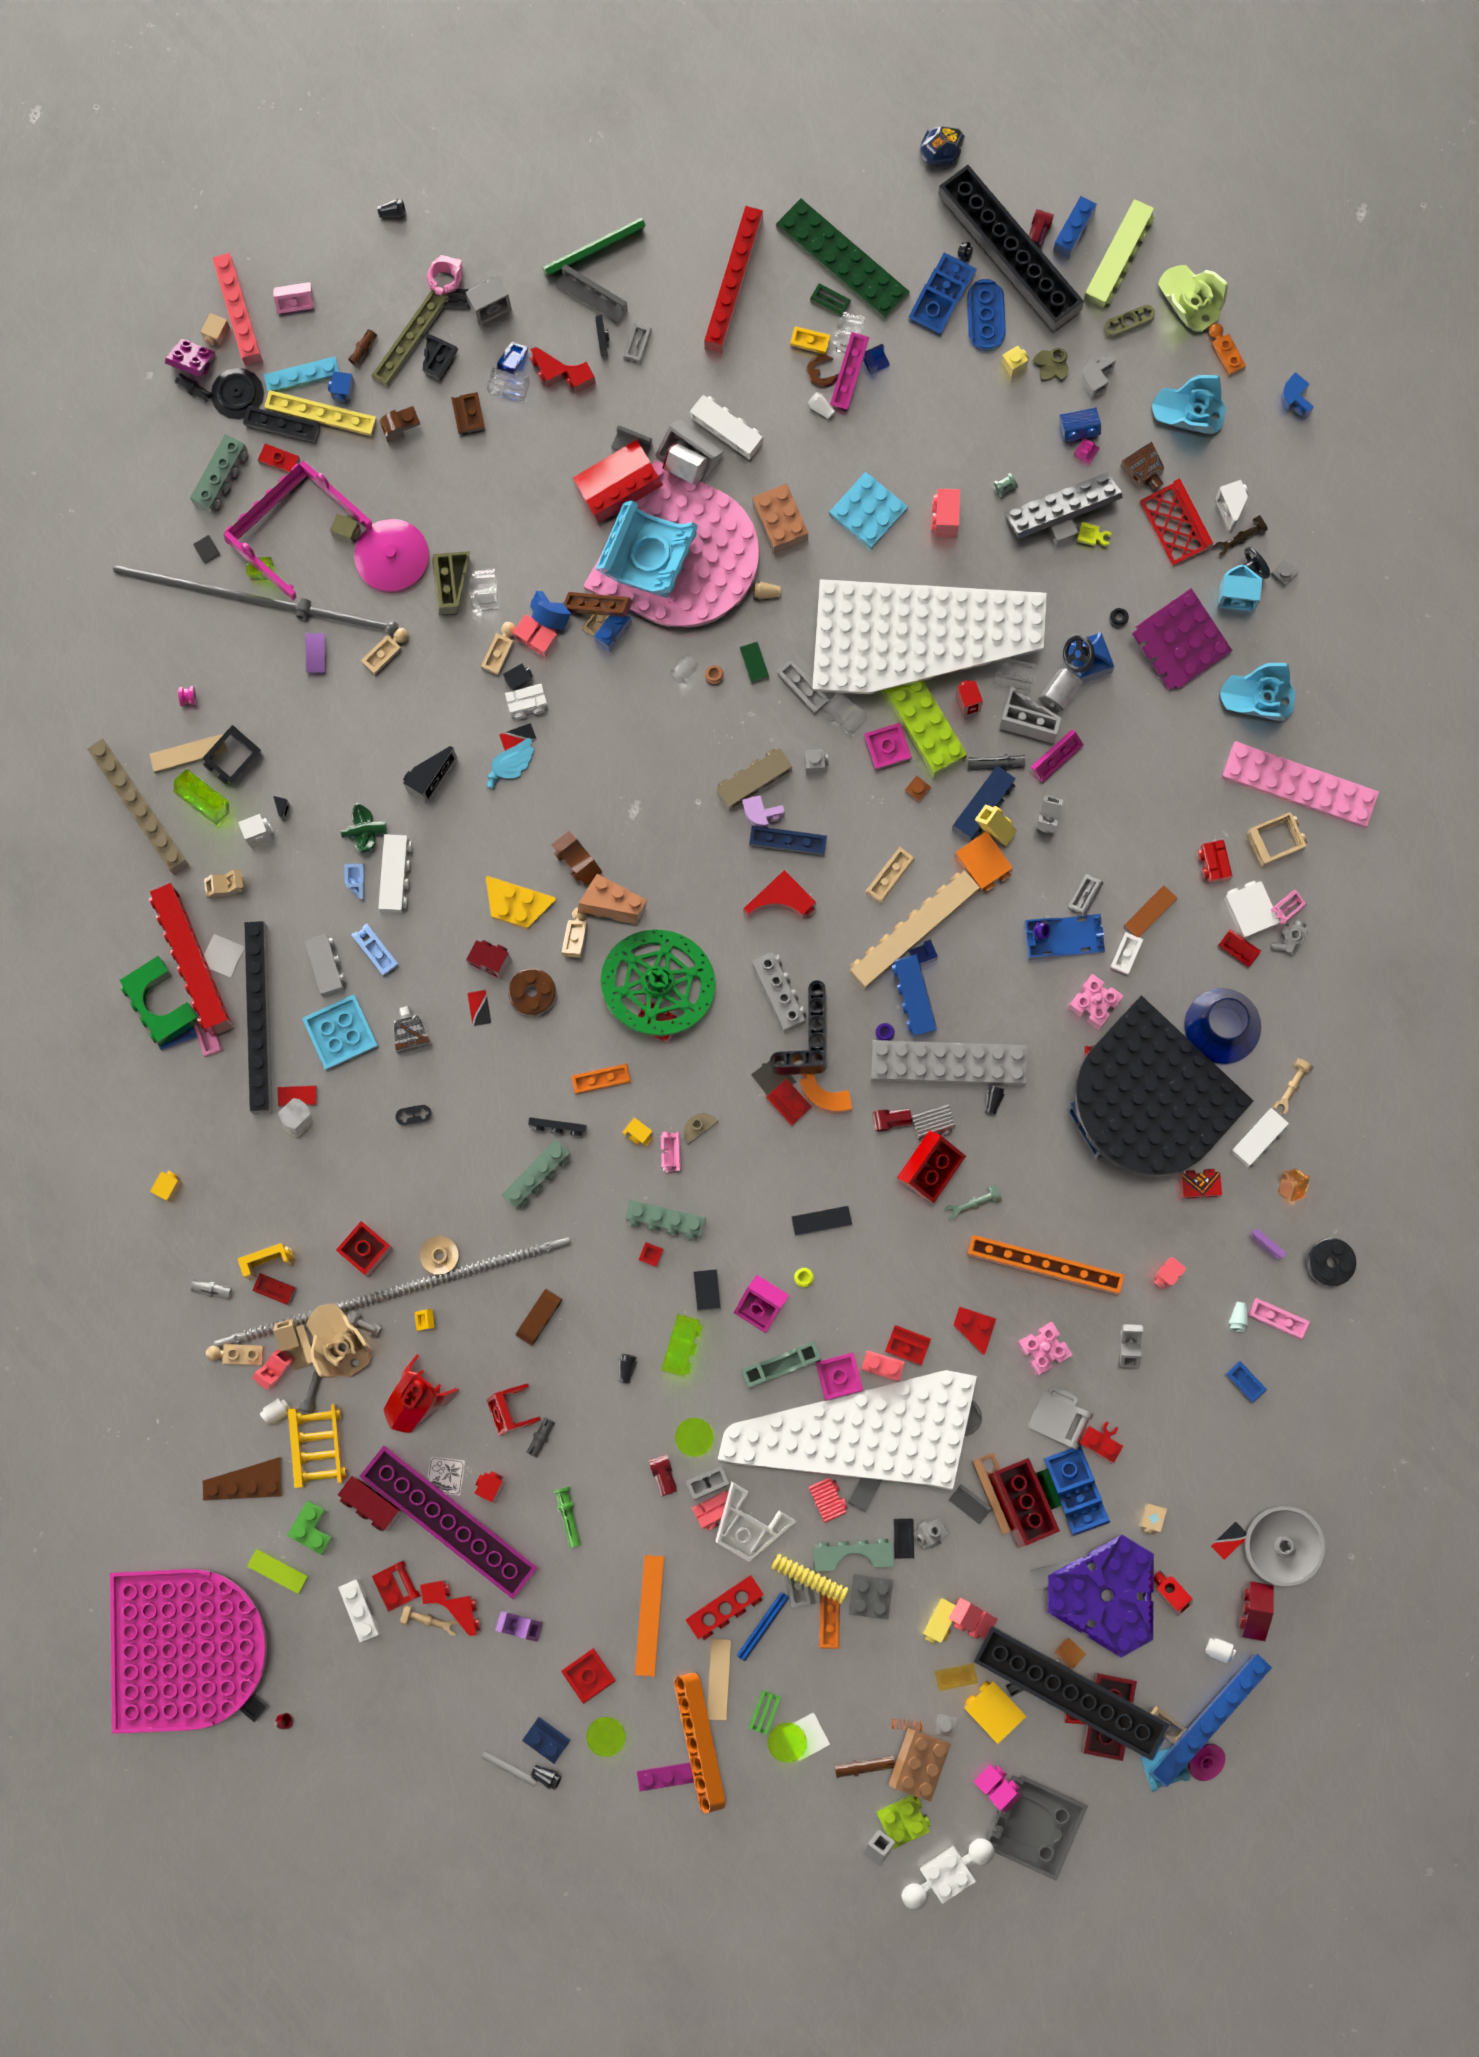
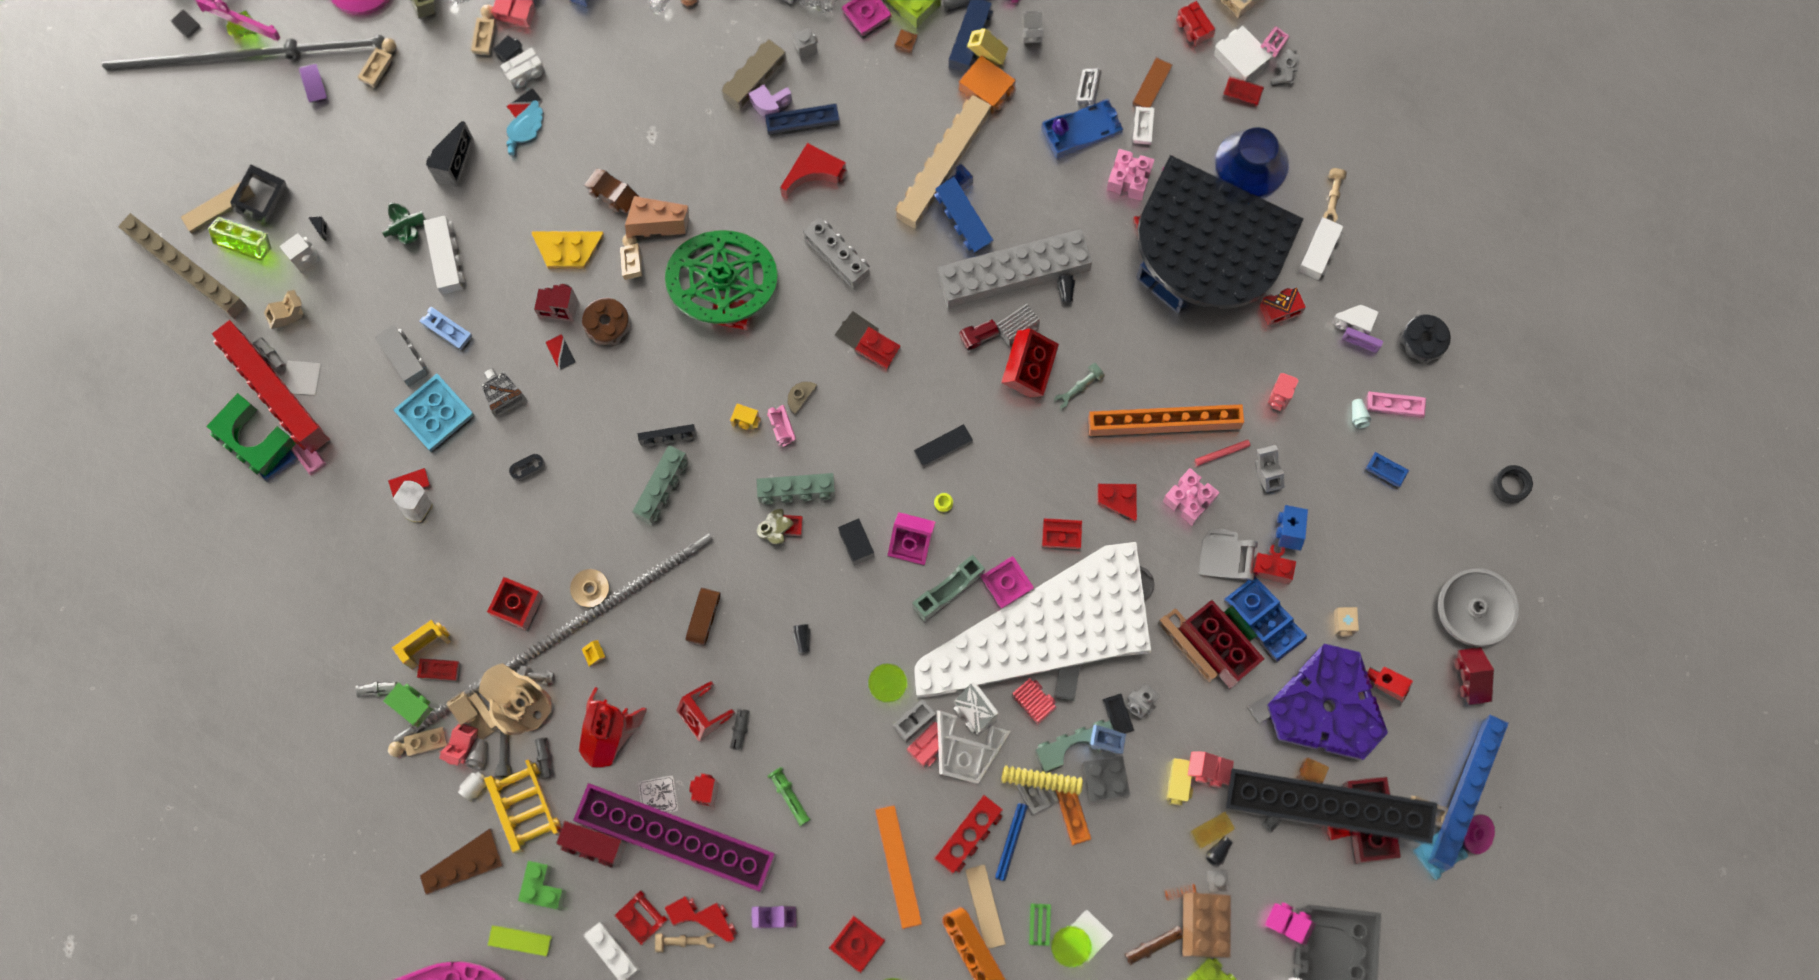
camera: 20 degrees left, 5 degrees down
(166, 1186) = (305, 604): yellow brick -> none
(187, 696) = (202, 155): dark pink wheel -> none
(198, 923) = (269, 354): none -> light grey pin
(238, 1316) = (406, 702): none -> bright green brick
(258, 1017) = (351, 422): black brick -> none
(287, 1383) = (477, 755): none -> light grey cone
(349, 1406) = (544, 758): none -> dark grey pin
(355, 878) = (407, 270): light blue slope -> none
(601, 1079) = (695, 381): orange tile -> none
(635, 1251) = (776, 525): none -> olive plate
(661, 1471) = (867, 725): dark red piece -> none
(681, 1346) = (848, 600): clear neon green brick -> none
(768, 1491) = (975, 709): none -> white slope
(814, 1036) = (883, 298): black beam -> none
(826, 1101) = (907, 335): orange arch -> none
(882, 1366) = (1044, 559): coral brick -> none
(883, 1561) = (1107, 739): none -> light blue slope
(885, 1032) = (946, 258): dark purple plate -> none
(890, 875) = (905, 122): tan tile -> none
(955, 1699) = (1218, 853): none -> black cone
(970, 1504) = (1170, 662): dark grey panel -> none
(994, 1711) = (1260, 850): yellow panel -> none
(1091, 1313) = (1222, 452): none -> coral bar
(1128, 1420) = (1292, 527): none -> blue brick
(1220, 1650) = (1452, 724): white brick -> none
(1229, 1540) = (1423, 620): sticker -> none
(1271, 1222) = (1358, 318): none -> white slope
(1293, 1184) = (1366, 280): clear orange panel -> none
(1364, 1450) = (1519, 471): none -> black tyre

